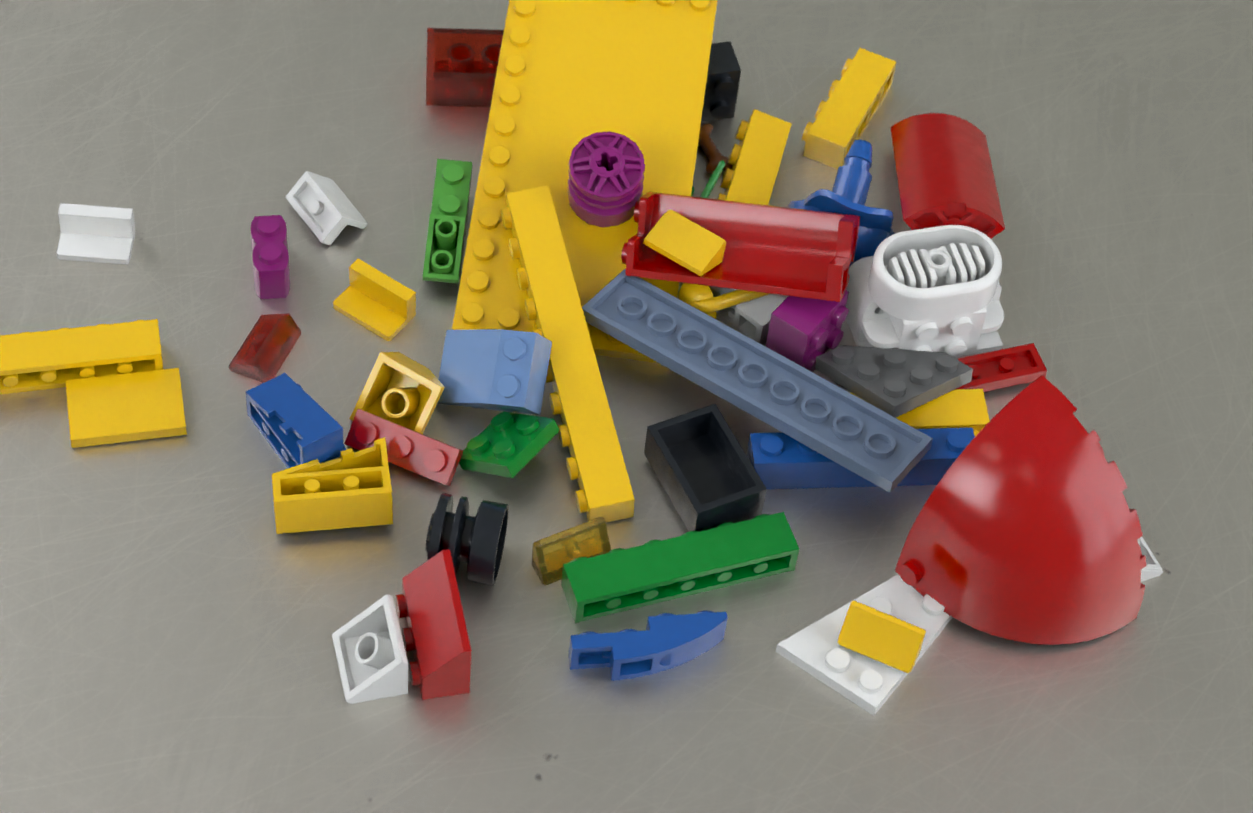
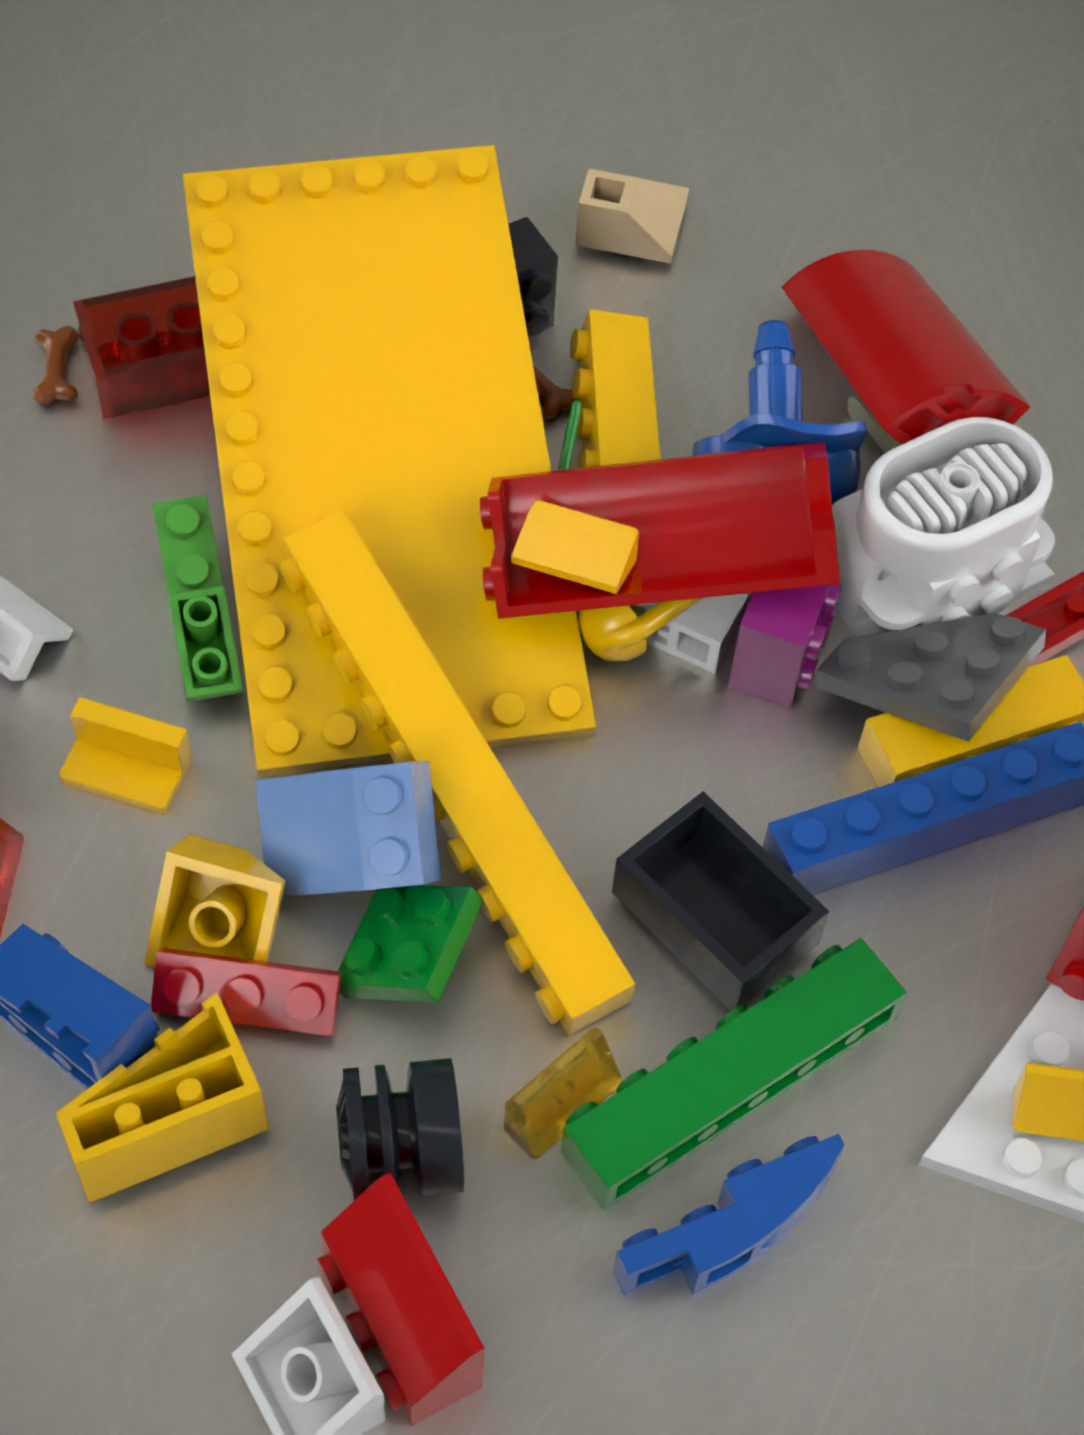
camera: 15 degrees left, 5 degrees up
(403, 75) = (54, 383): none -> dark orange piece
(605, 178) = (408, 494): magenta wheel -> none
(758, 380) = (754, 737): sand blue plate -> none
(806, 58) = (630, 215): none -> tan slope
(848, 108) = (713, 274): yellow brick -> none

